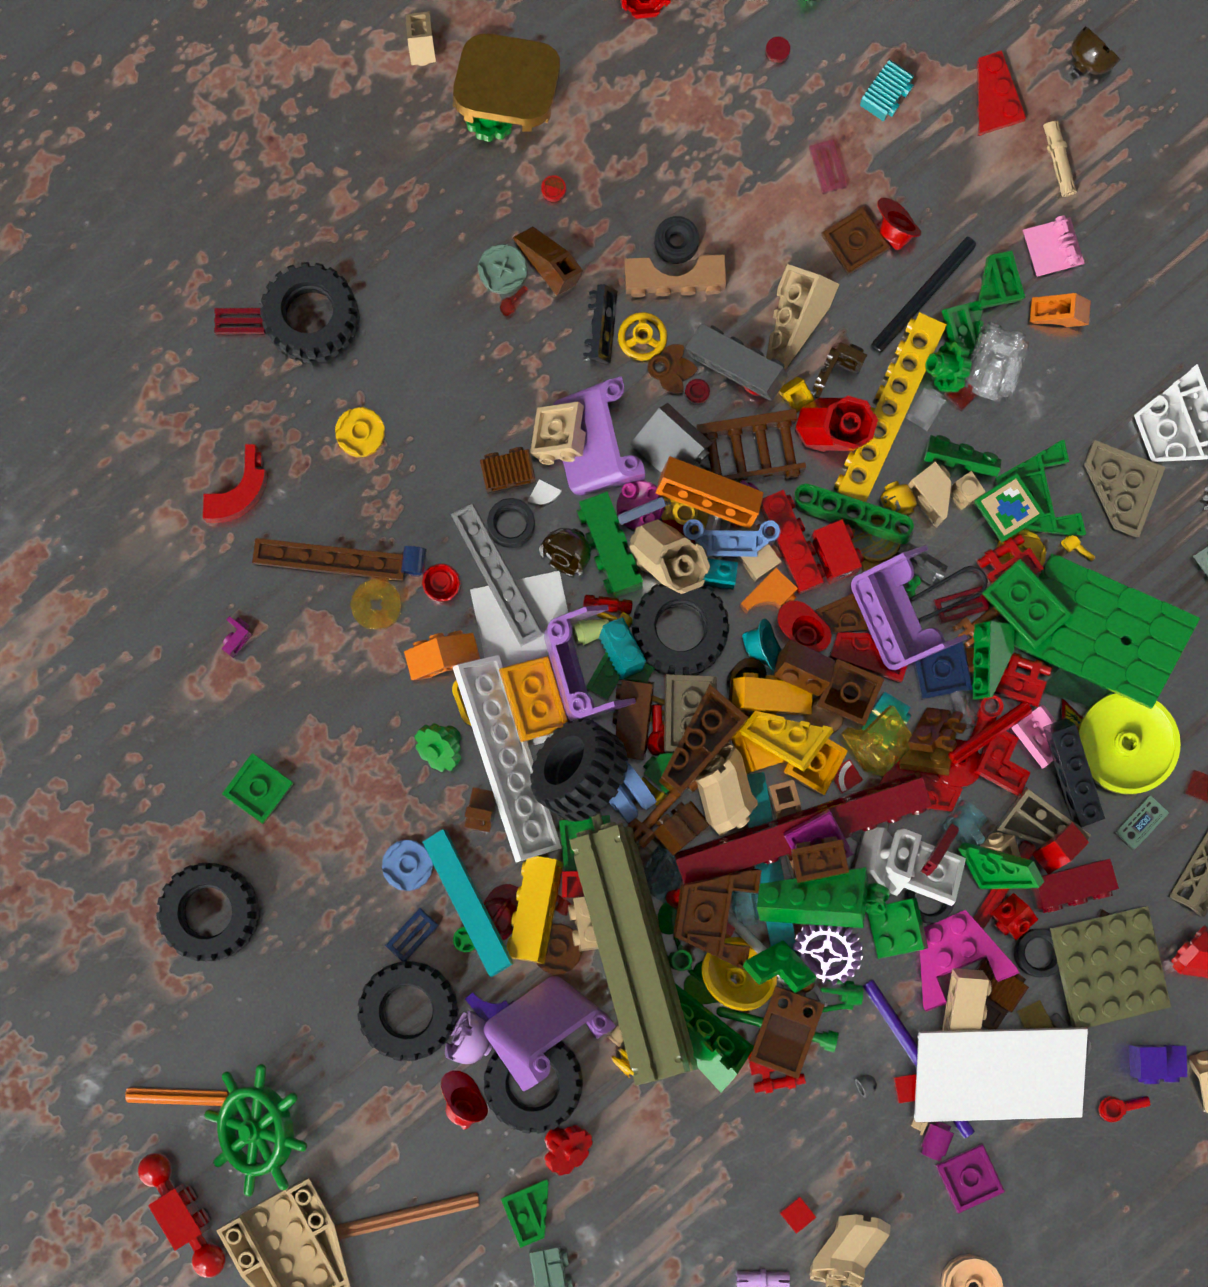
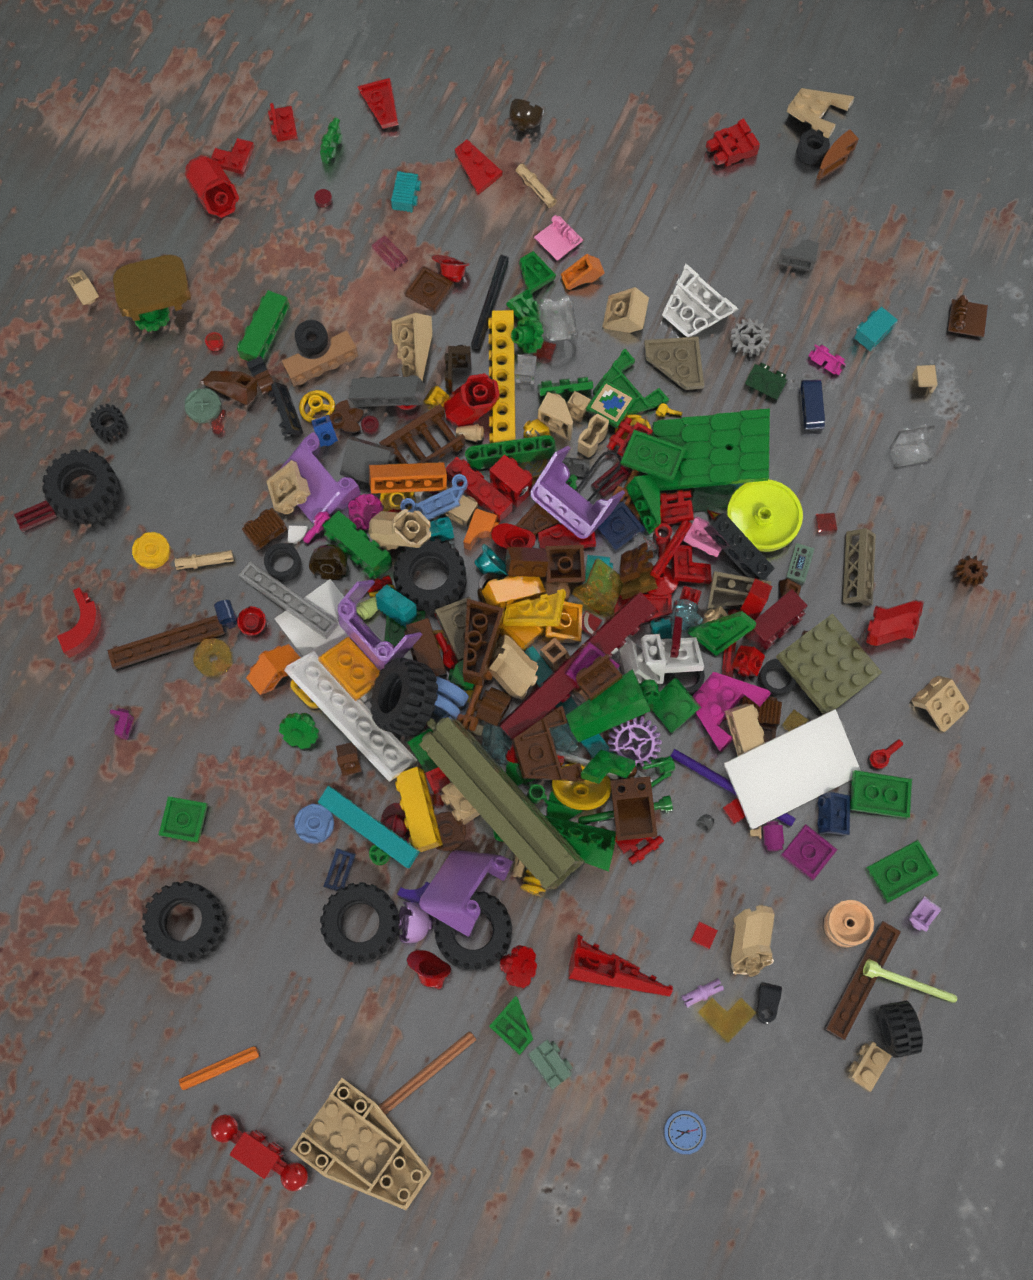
camera: 25 degrees left, 10 degrees down
(255, 1130) = (286, 1060): green piece -> none
(377, 223) = (103, 413): none -> black tyre
(413, 474) = (201, 560): none -> tan pin
(579, 493) = (320, 519): none -> dark pink plate
(591, 263) = (259, 371): none -> leg
(622, 199) = (263, 326): none -> green brick
(637, 376) = (324, 430): none -> blue brick
(643, 509) = (369, 509): tile -> none
(657, 1191) = (595, 966): none -> red wedge
(818, 462) = (471, 432): none -> tan cone
(928, 826) = (662, 627): none -> teal tile
(968, 538) = (593, 435): none -> tan brick
(985, 800) = (690, 594): none -> red tile
(1022, 1148) = (834, 814): none -> dark blue bracket
(1068, 1253) = (902, 871): none -> green tile
(1090, 389) = (626, 311): none -> tan slope
(1091, 1152) = (881, 794): none -> green tile
(1111, 849) = (786, 585): none -> reddish brown slope
(1158, 1062) = (892, 711): dark purple brick -> none

